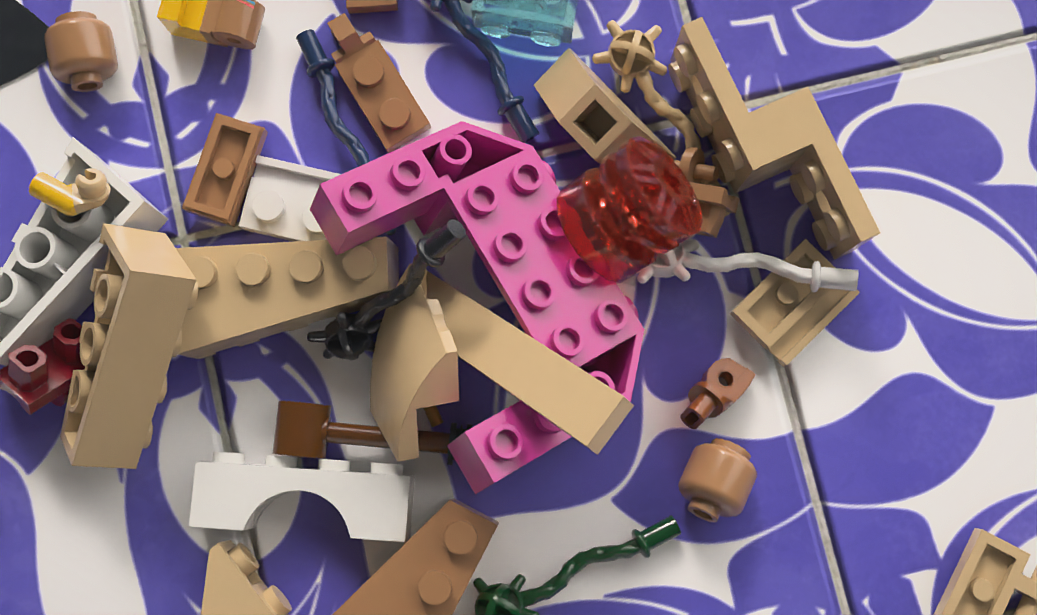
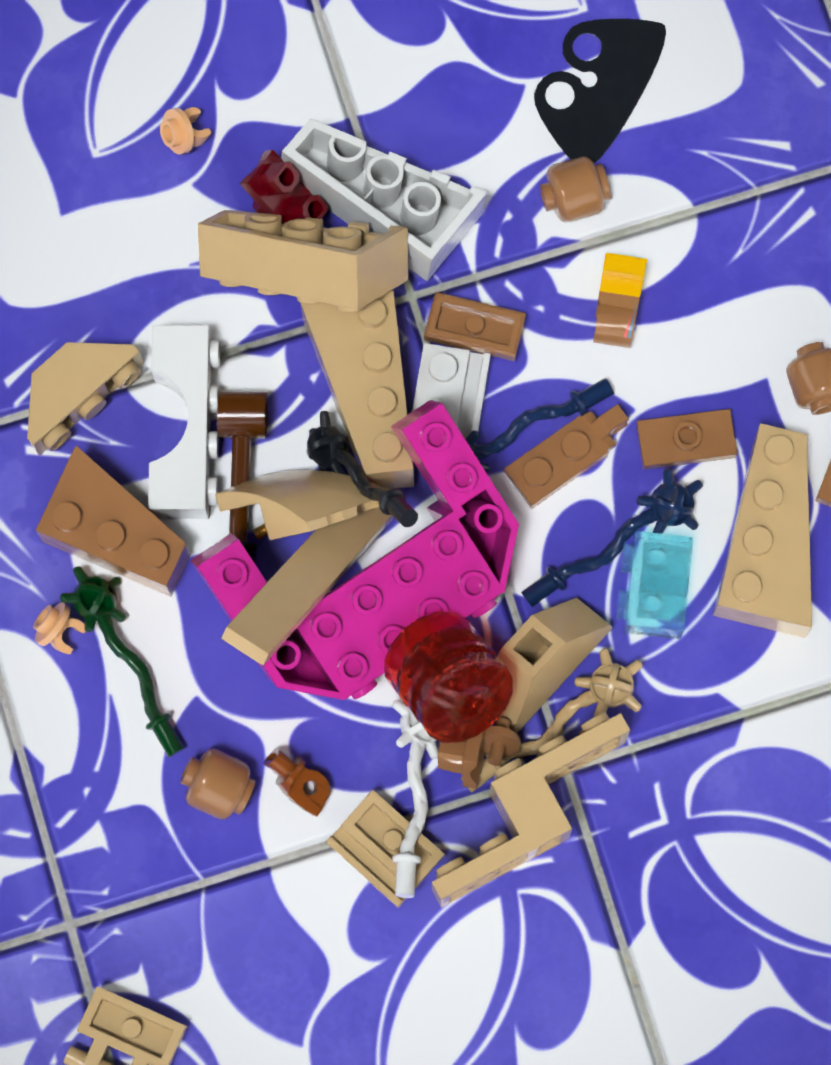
camera: 85 degrees right, 5 degrees down
(72, 199) = (428, 200): arm -> none

